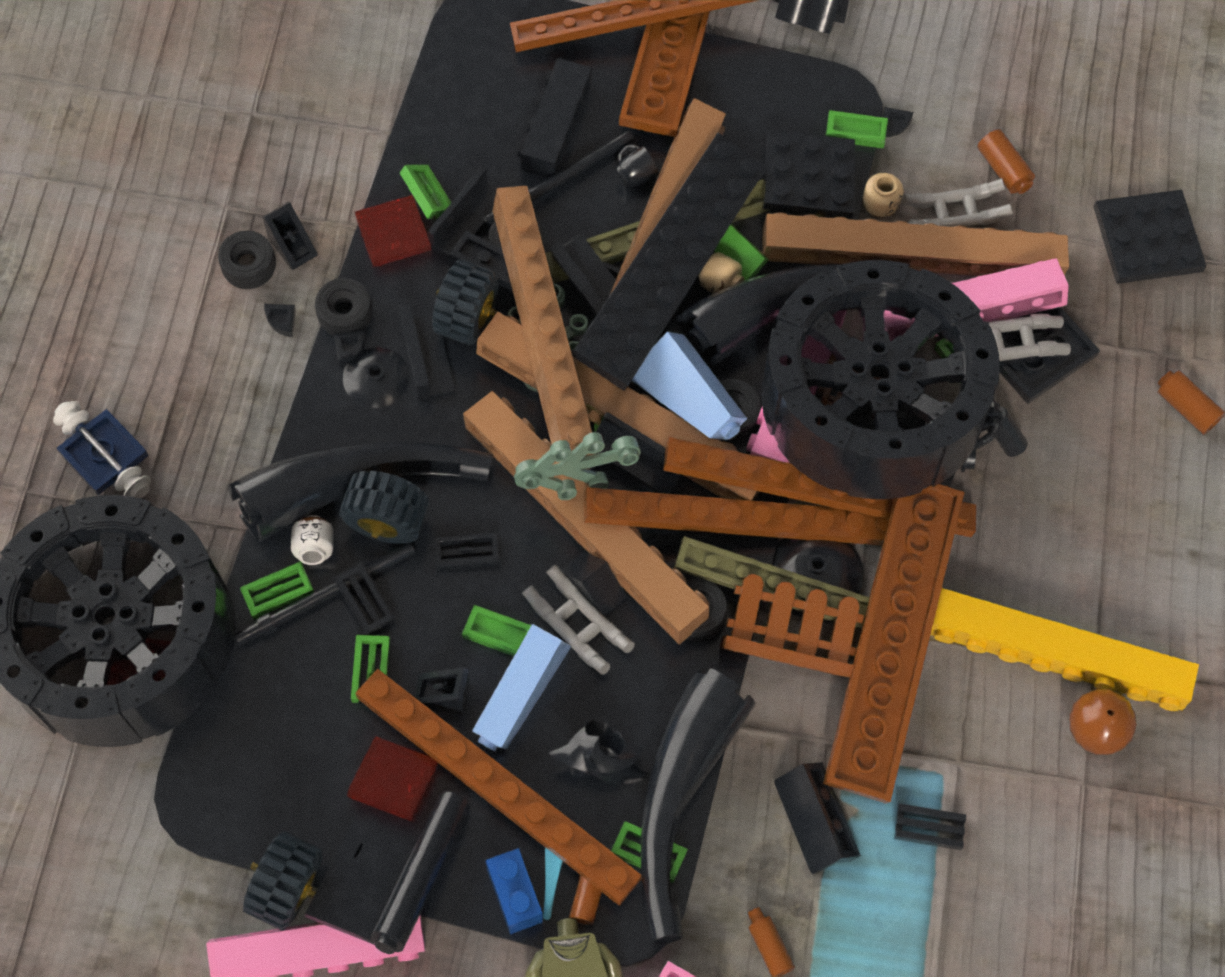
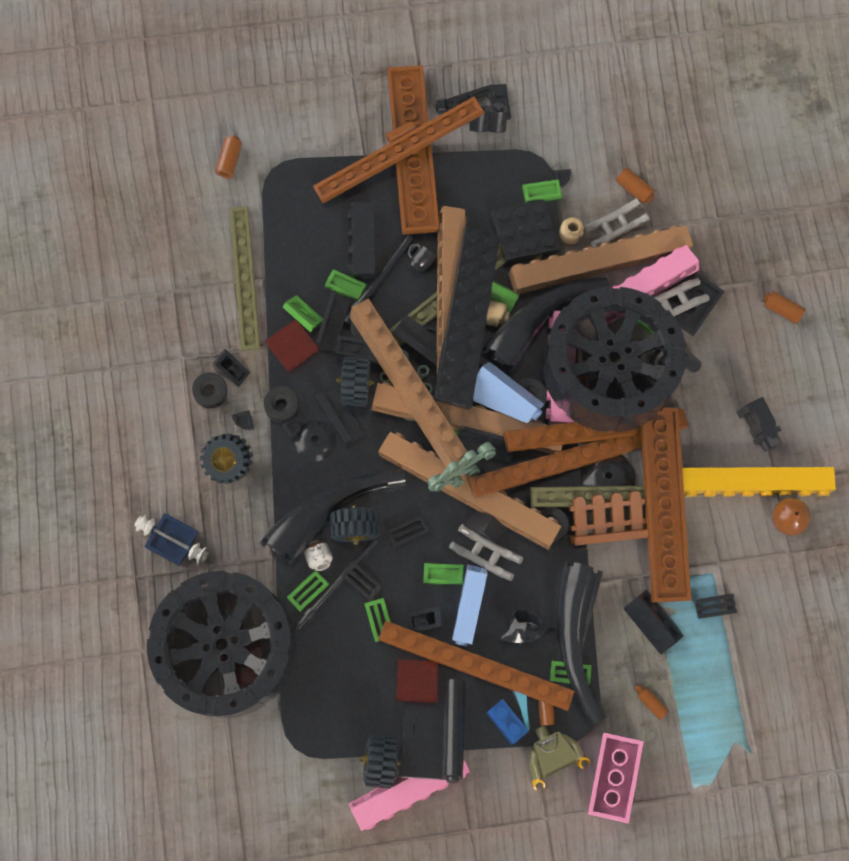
camera: 25 degrees left, 10 degrees up
(229, 357) = (226, 458): none -> black wheel
(361, 127) = (245, 279): none -> olive tile
(505, 170) = (345, 285): none -> bright green tile
(1097, 560) = (761, 423): none -> black hips
(1149, 236) = (730, 207): black plate -> none

